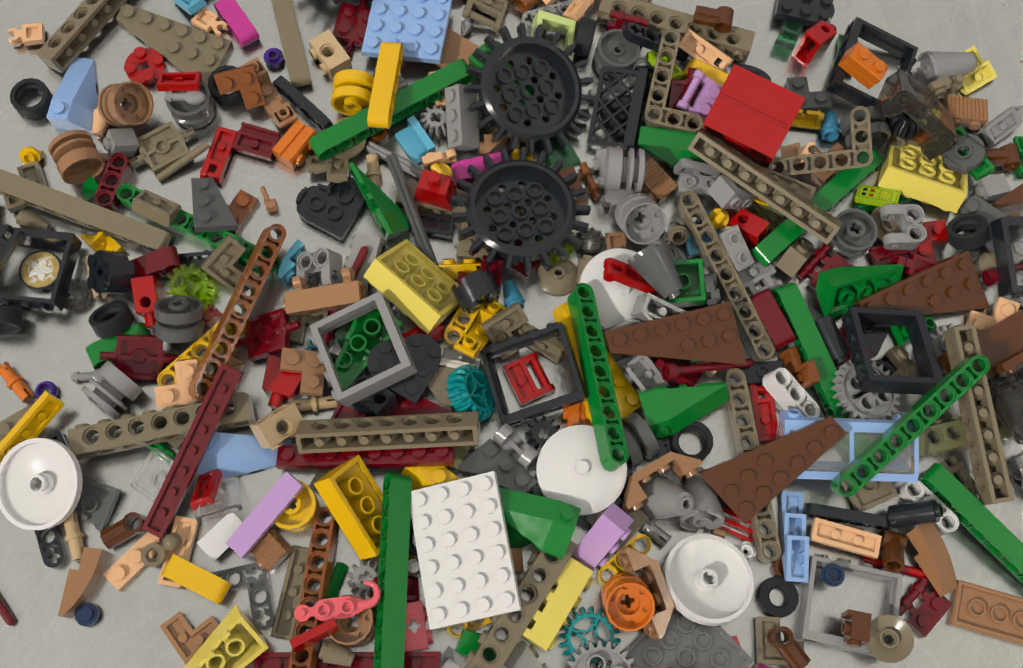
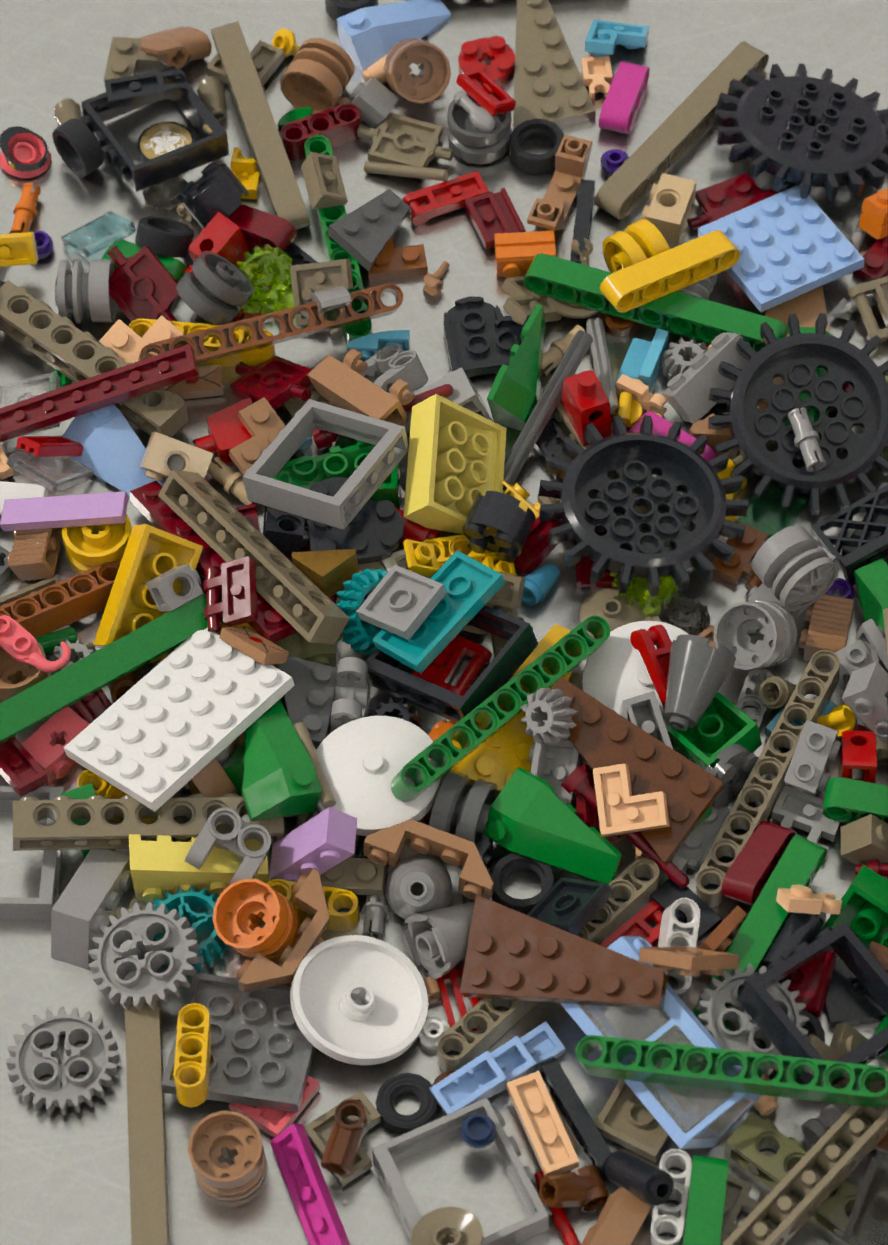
camera: 60 degrees right, 15 degrees down
(73, 353) = (98, 234): none -> clear light blue tile
(245, 80) = (549, 151): dark orange plate -> none
(251, 263) = (331, 298): none -> light grey slope
(327, 115) = (584, 254): none -> dark tan hand
(375, 490) = (162, 587): none -> light grey brick
(413, 459) = (238, 594): none -> dark red plate
(427, 399) = (327, 568): none -> pearl gold slope
(451, 475) = (254, 645): none -> medium nougat tile
(491, 376) = (401, 601): none -> light grey plate
(509, 361) = (468, 590): none -> teal plate
(534, 491) = (326, 796): none -> dark tan bar
(547, 103) = (806, 439): none -> light grey pin
(588, 578) = (233, 842): none -> light grey piece
(627, 356) = (548, 716): none -> light grey gear
(710, 362) = (621, 811): none -> light nougat plate
(734, 431) = (571, 903): none -> black plate
(823, 317) = (801, 900): none -> light nougat plate
(824, 397) = (688, 960): none -> medium nougat plate
(856, 628) = (429, 1191): reddish brown brick -> none

